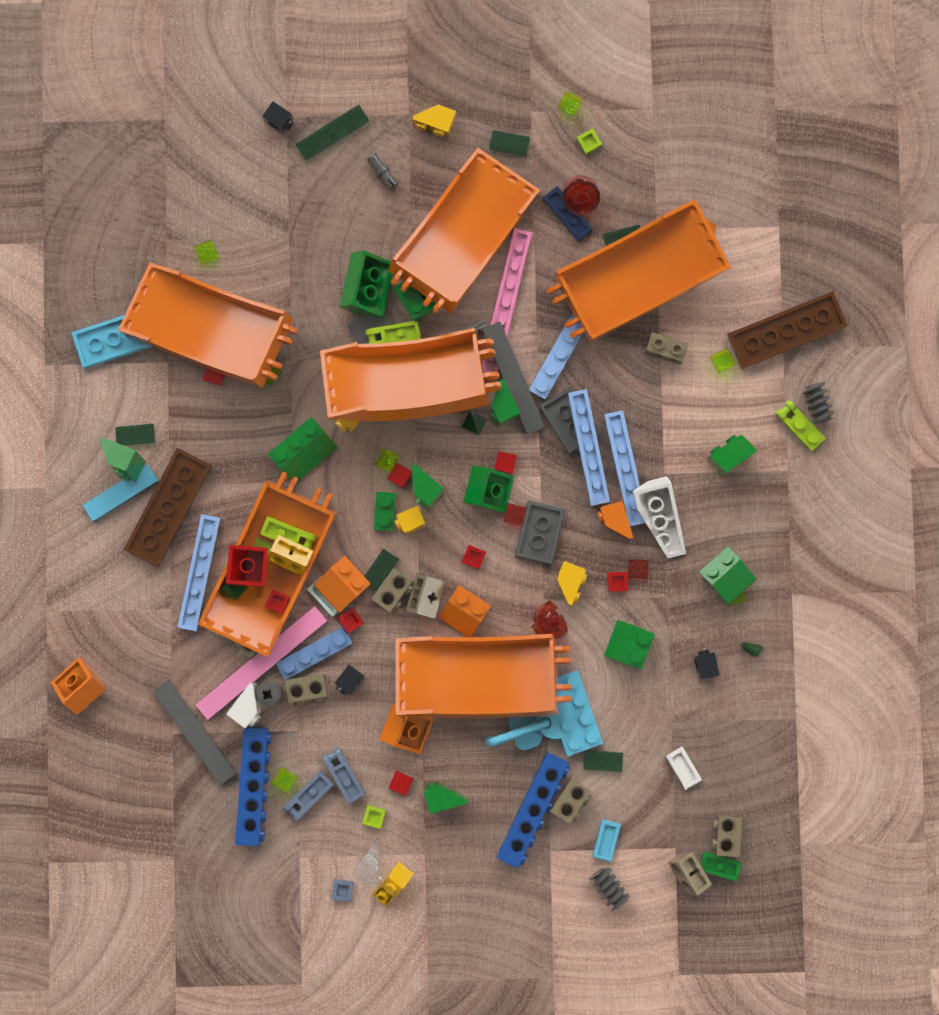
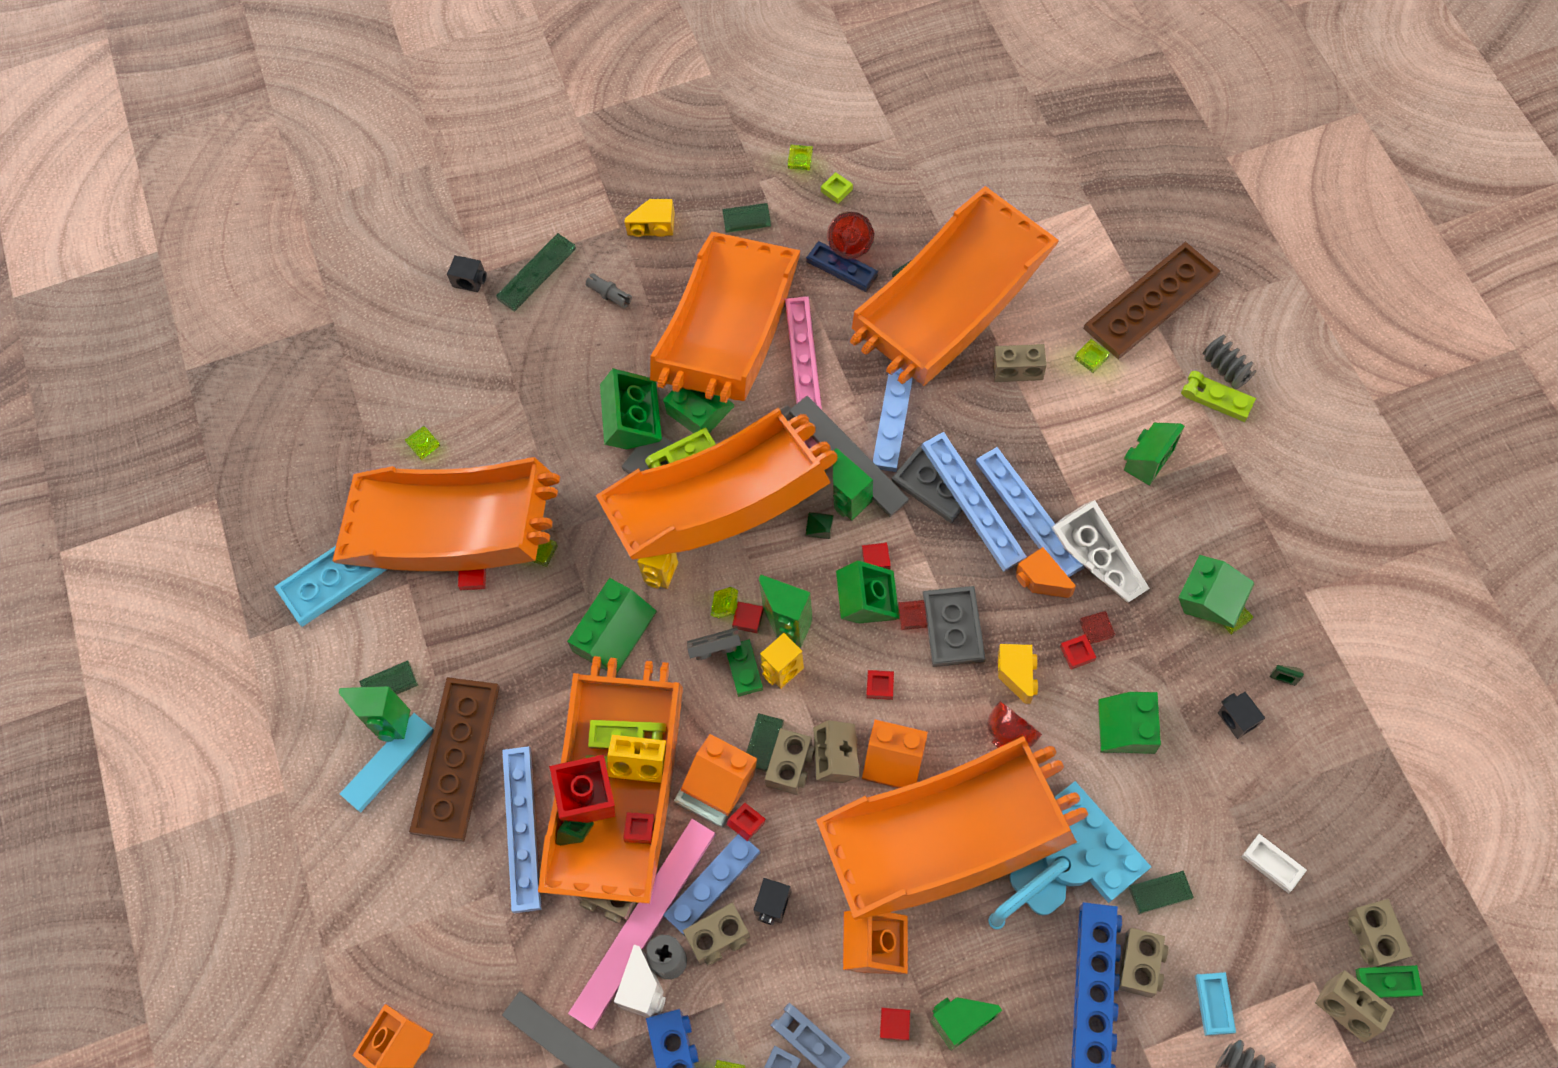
camera: 10 degrees left, 20 degrees down
(369, 489) = (704, 646): none -> dark grey plate

